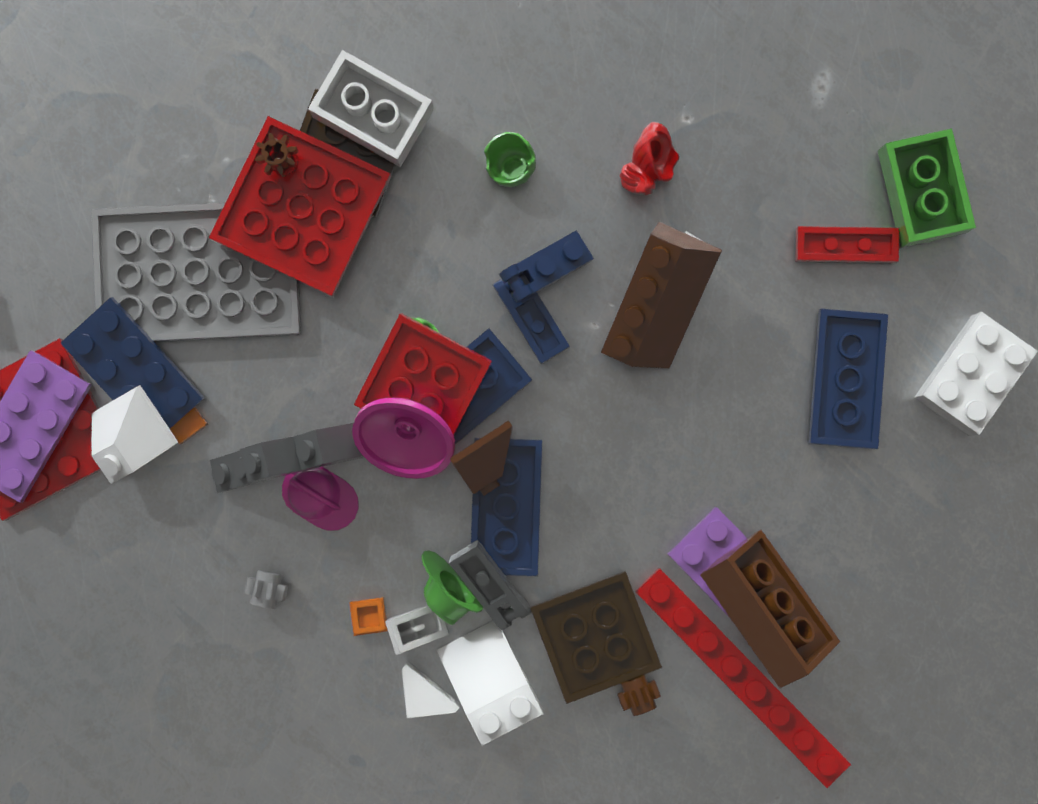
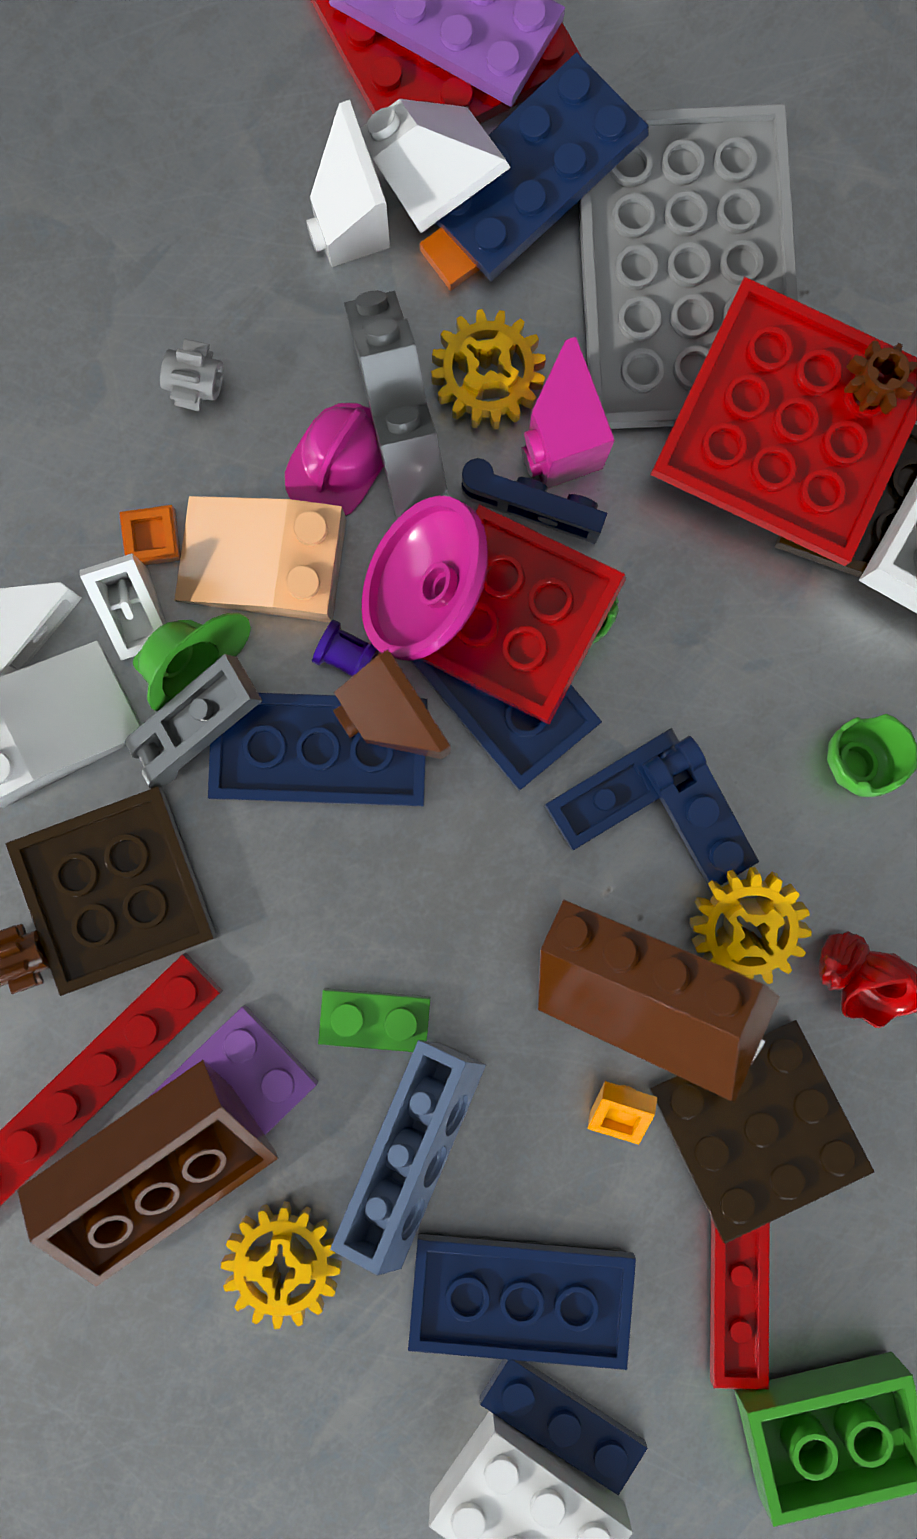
camera: 80 degrees right, 0 degrees up
(153, 489) = (347, 196): none -> white slope
(251, 391) = (497, 350): none -> yellow gear
(301, 349) = (567, 424): none -> dark pink slope
(348, 372) = (531, 502): none -> dark blue plate
(383, 545) = (262, 556): none -> light nougat slope
(444, 489) = (343, 650): none -> dark purple bush
(607, 228) = (763, 911): none -> yellow gear
(676, 471) = (373, 1019): none -> bright green plate
(732, 316) = (622, 1112): none -> light orange plate
(748, 225) = (770, 1148): none -> dark brown plate
(759, 448) = (408, 1157): none -> sand blue brick
(827, 544) = (260, 1266): none -> yellow gear
(922, 353) = (564, 1423): none -> dark blue plate

